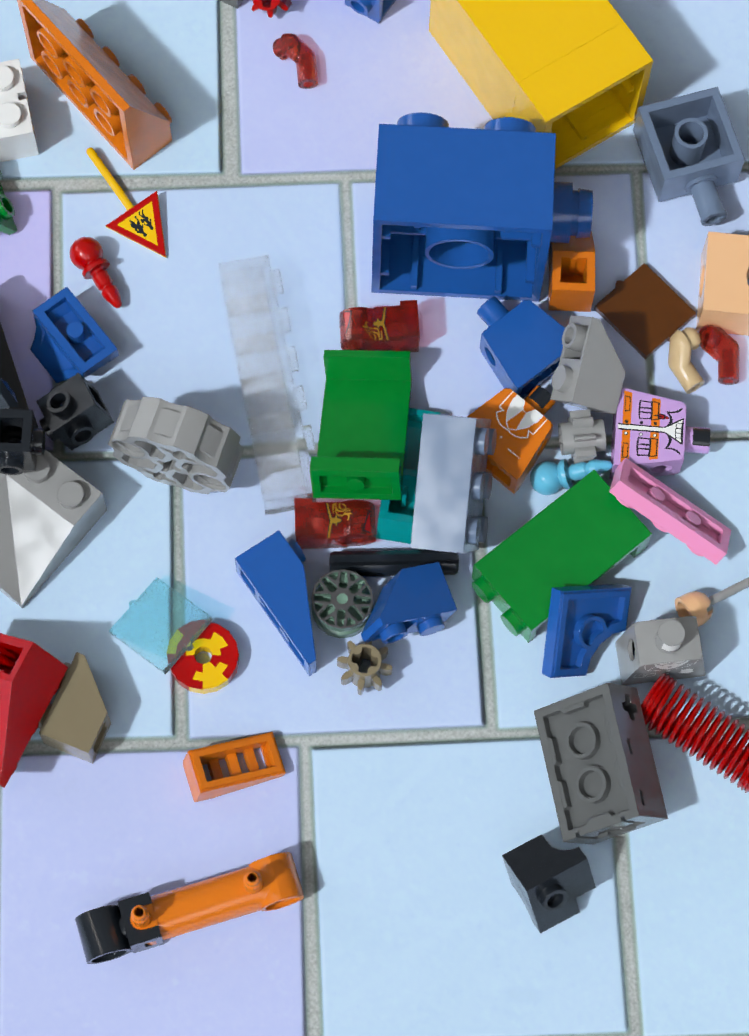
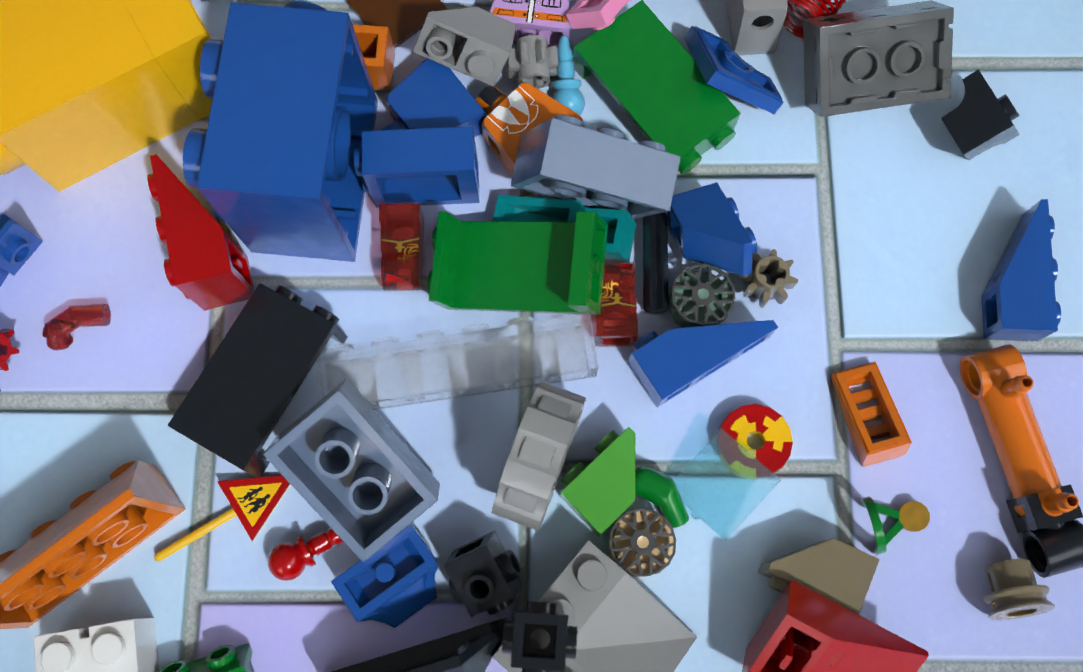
camera: 85 degrees left, 5 degrees up
(62, 888) = (1015, 591): none -> dark tan piece
(105, 552) = (642, 542): none -> wheel
(133, 804) = (911, 516): none -> piece
(153, 566) = (663, 492): none -> green arm
(157, 519) = (606, 485): none -> bright green slope
(161, 294) = (354, 470): none -> sand blue brick
(250, 210) = (255, 376): none -> black panel
(350, 149) = (201, 254): none -> red slope
(365, 914) = (1021, 291): none -> blue slope
(455, 334) = (419, 166): none -> blue window

